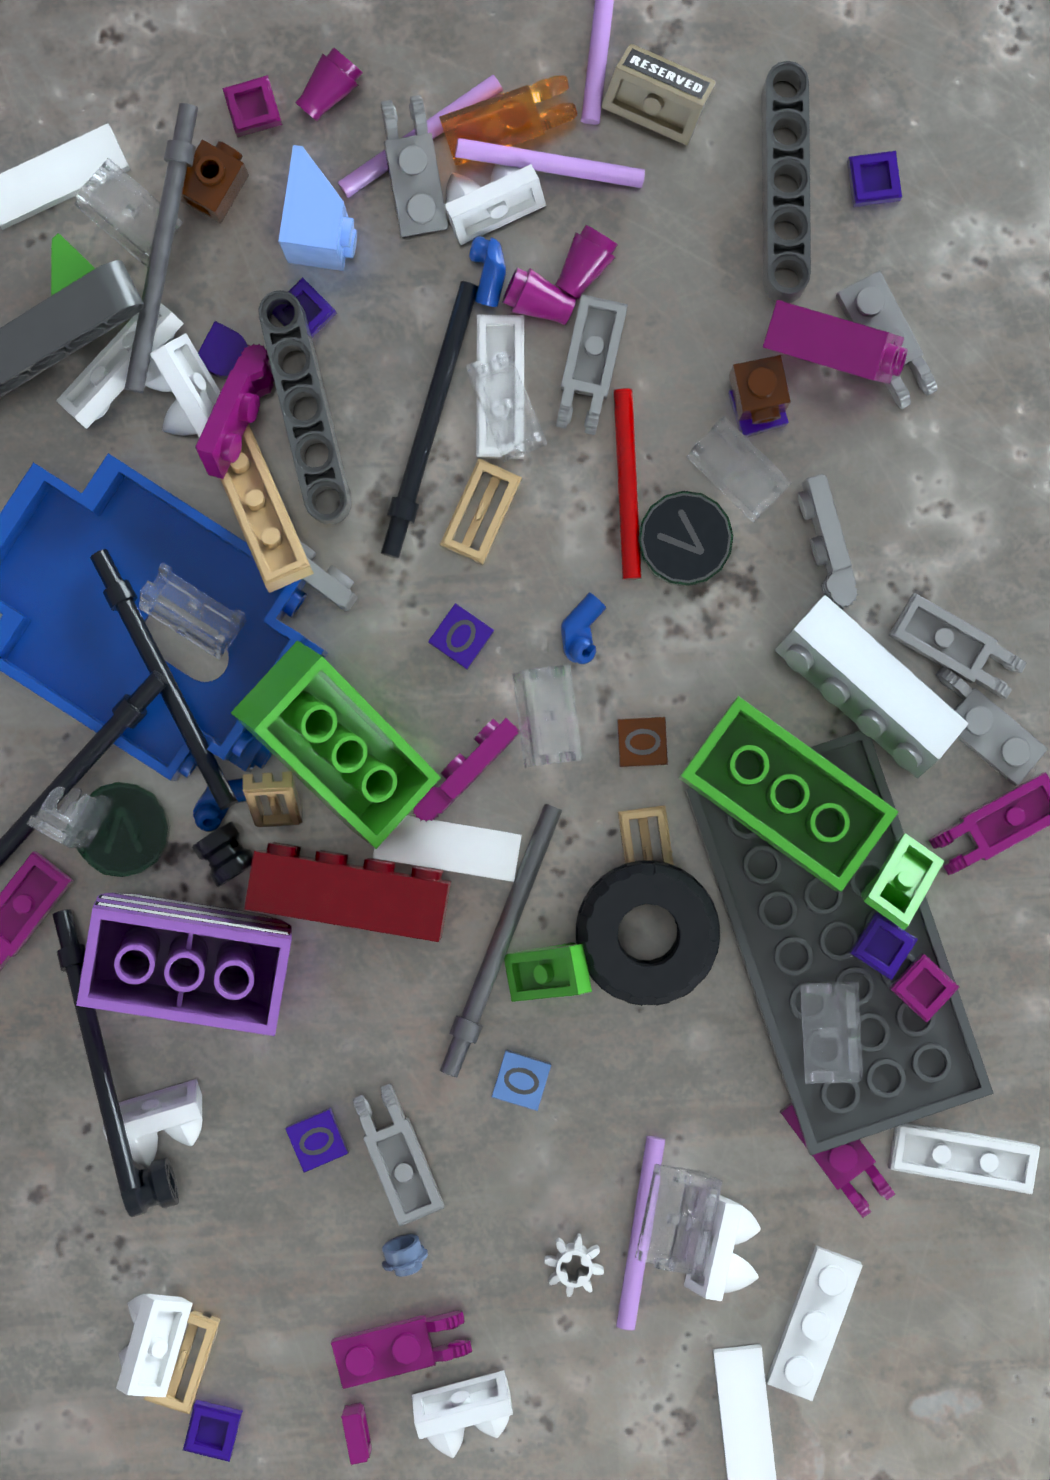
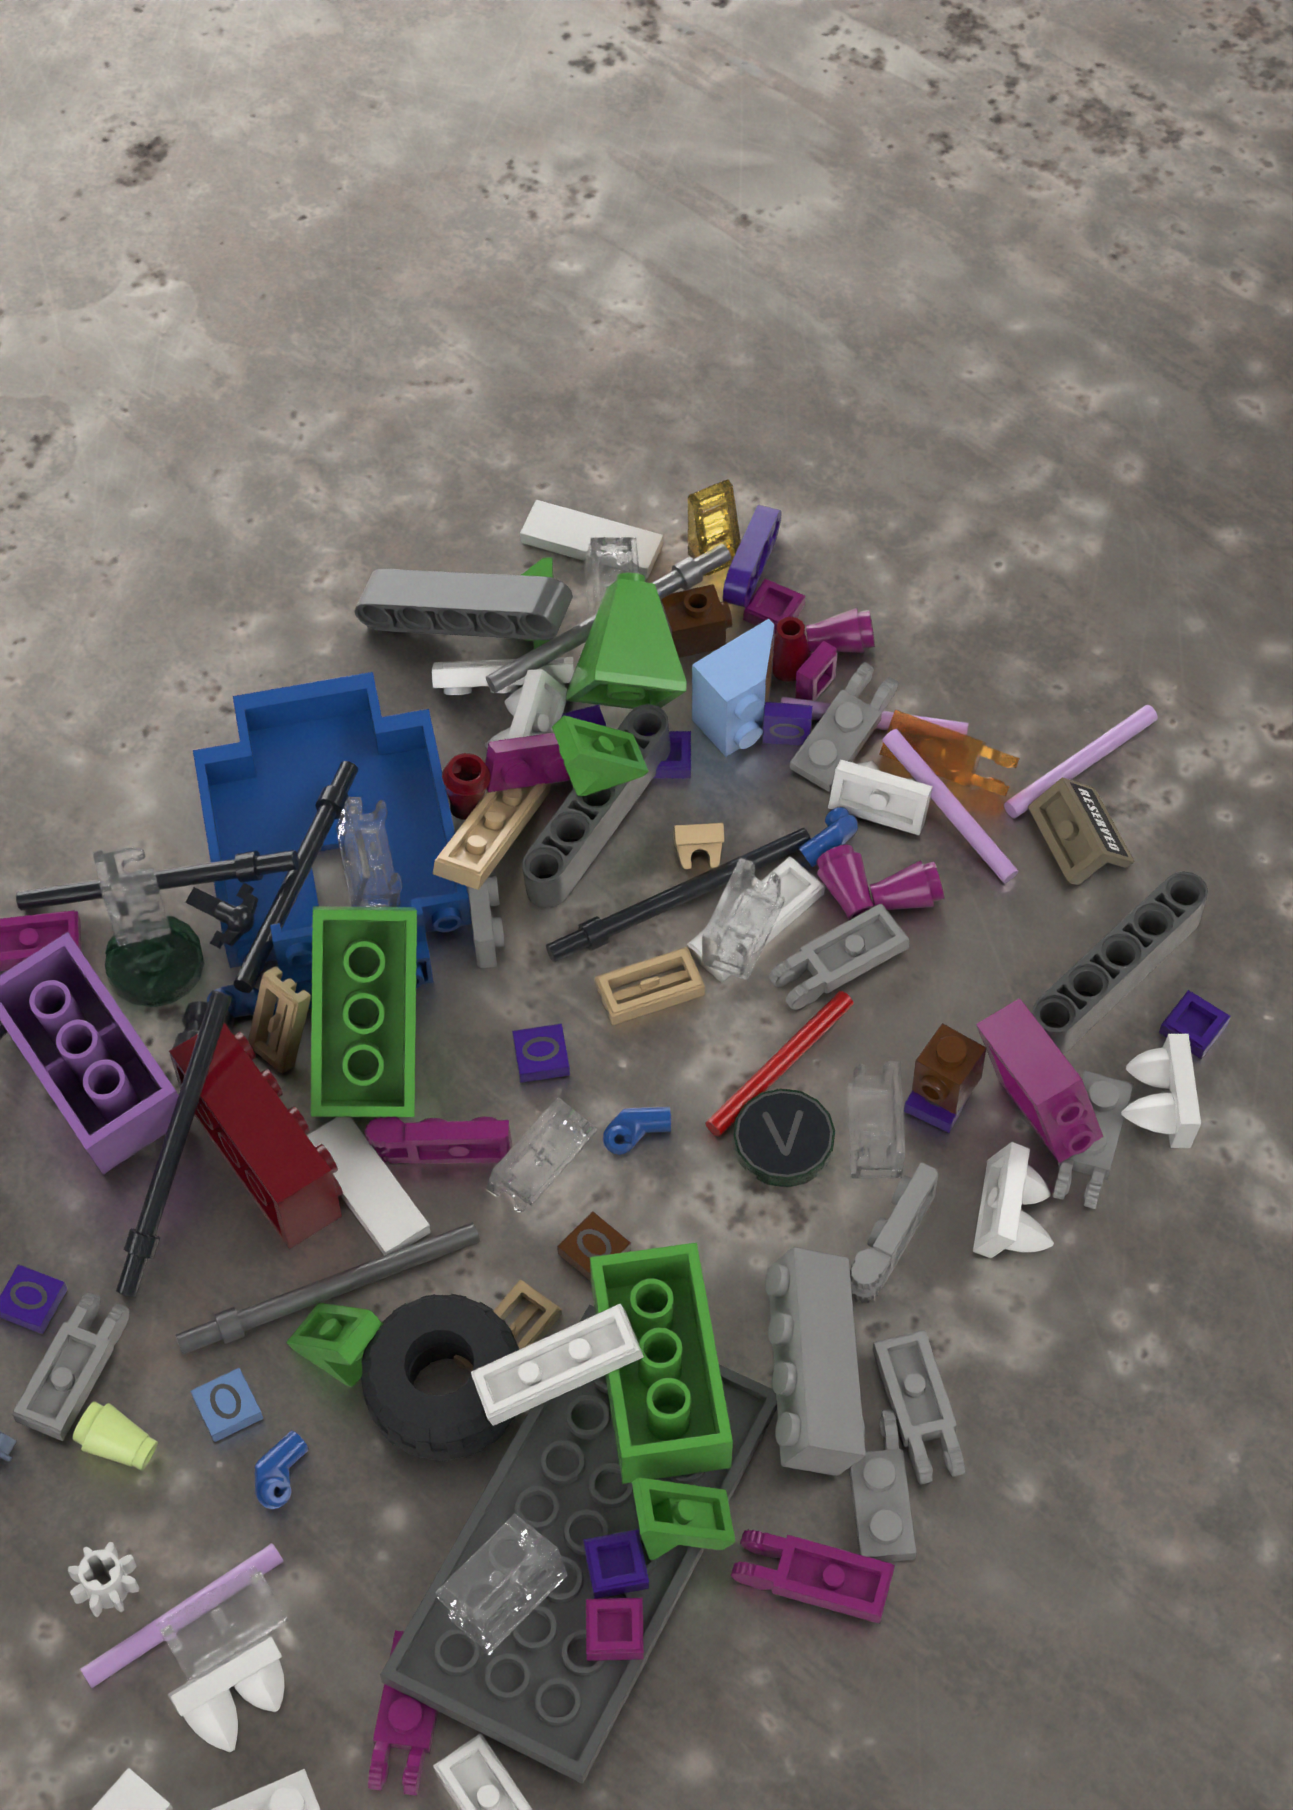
camera: 45 degrees right, 30 degrees down
(150, 87) = (715, 525): none -> clear yellow slope
(166, 756) = (239, 918): none -> black piece
(198, 80) = (752, 556): none -> beam
(200, 479) = (465, 783): none -> dark red cone
(209, 267) = (628, 651): none -> bright green slope
(284, 379) = (597, 755): none -> bright green slope
(319, 146) = (789, 649): none -> dark red cone
(347, 140) = (816, 672): none -> magenta tile
(352, 1033) = (143, 1240): none -> black bar
(369, 204) = (786, 723): none -> dark purple tile
(400, 363) = (699, 837): none -> tan tile
(477, 1173) = (113, 1436): none -> yellowish green cone
(599, 1093) = (272, 1471): none -> blue arm
(736, 870) = (556, 1364): none -> white tile
(888, 461) = (1006, 1187): none -> white tile
(927, 266) = (1175, 1109): none -> white tile

